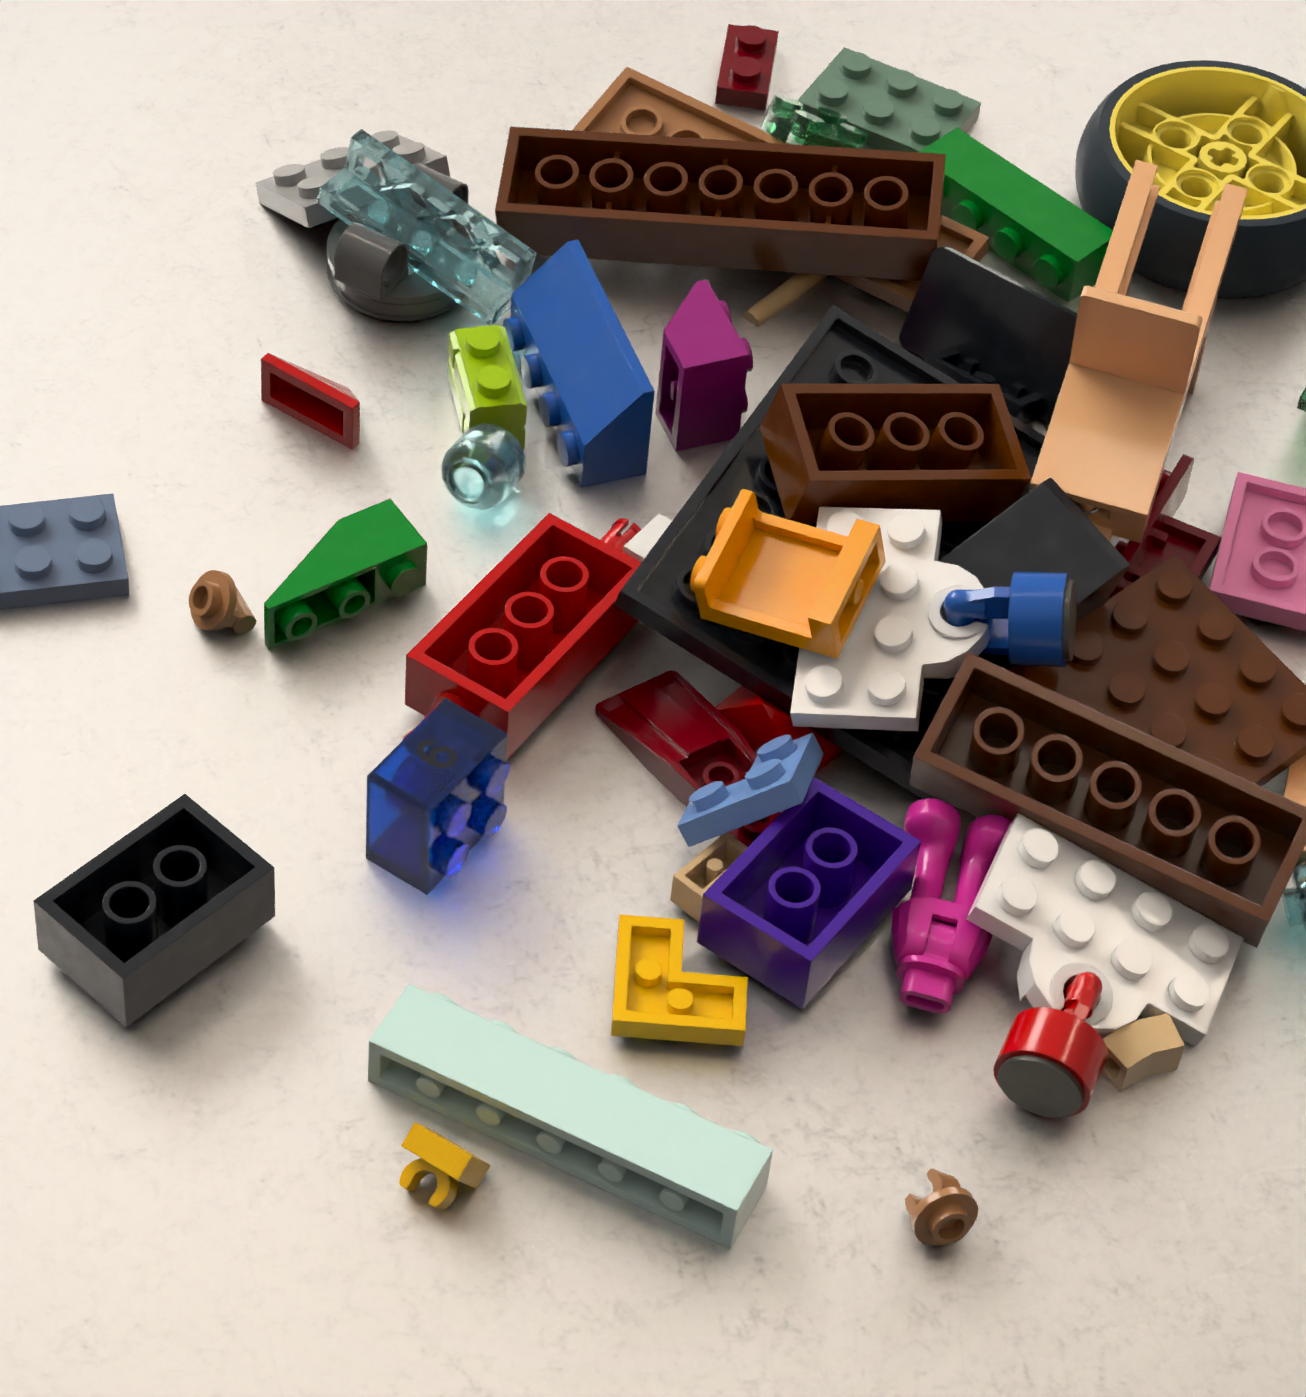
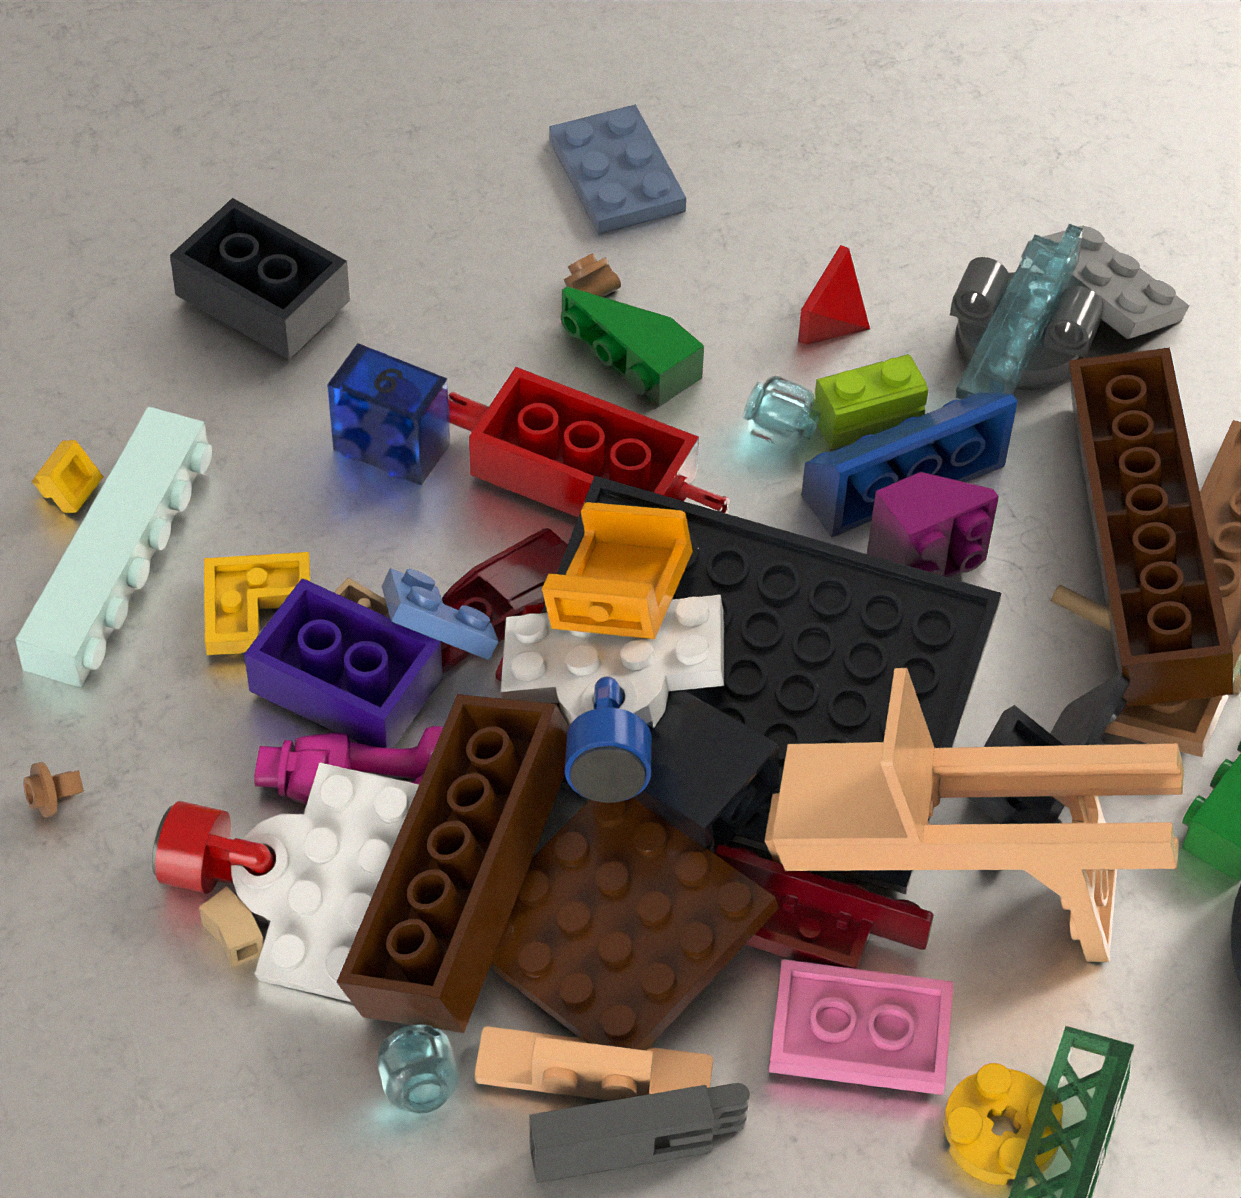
camera: 85 degrees right, 5 degrees up
(894, 449) = (804, 639): reddish brown brick -> none

